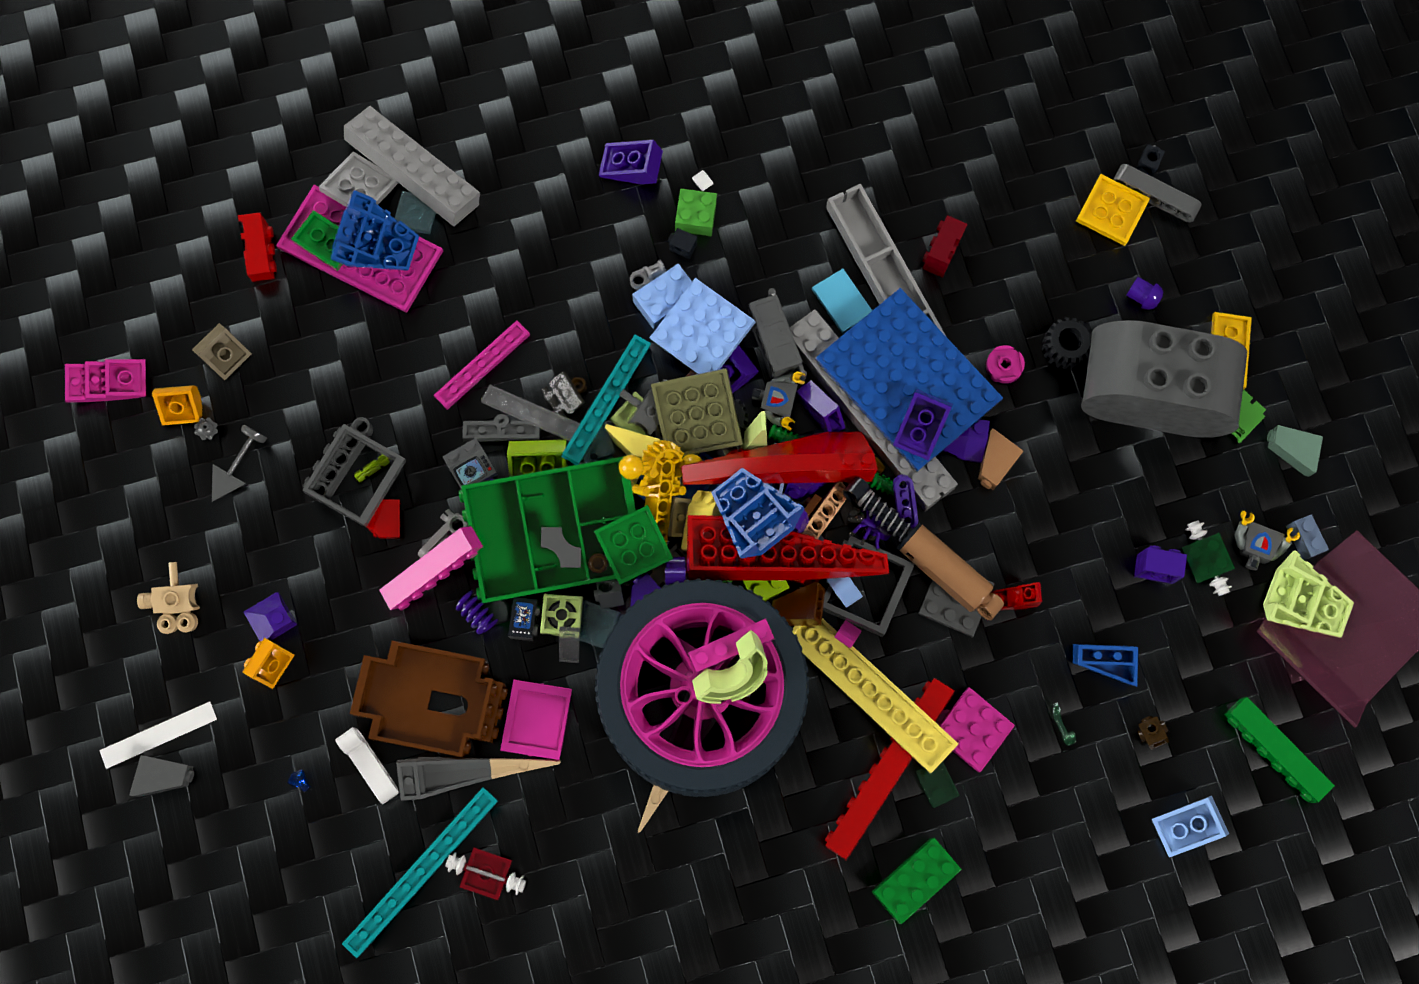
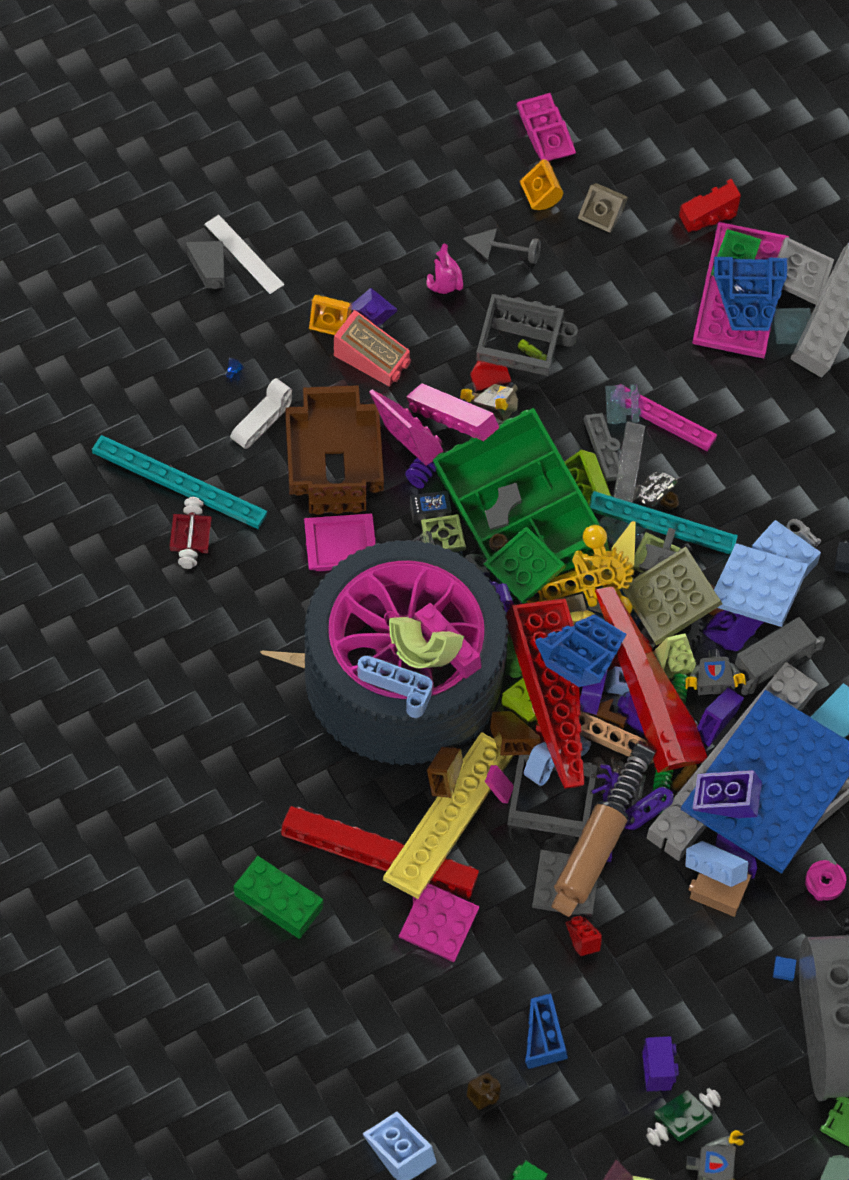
camera: 75 degrees right, 15 degrees down
(172, 600) = (364, 230): tan piece -> none
(206, 428) = (527, 214): dark grey plant -> none
(255, 528) = (447, 274): none -> dark pink hair
(323, 631) = (370, 349): none -> slope
(421, 522) = (496, 399): none -> dark tan torso
(435, 617) = (407, 429): none -> dark pink slope
(435, 775) = (267, 471): dark grey plate -> none
(457, 404) = (617, 404): none -> clear light blue plate
(470, 464) = (563, 425): dark grey slope -> none
(766, 713) = (372, 669): none -> light blue beam
(830, 682) = (445, 771): none -> reddish brown slope
(937, 785) = (377, 902): clear green plate -> none
(978, 455) = (716, 863): none -> light blue brick
(1068, 738) = (457, 1015): clear green piece -> none
(1081, 427) = (784, 968): none -> blue tile

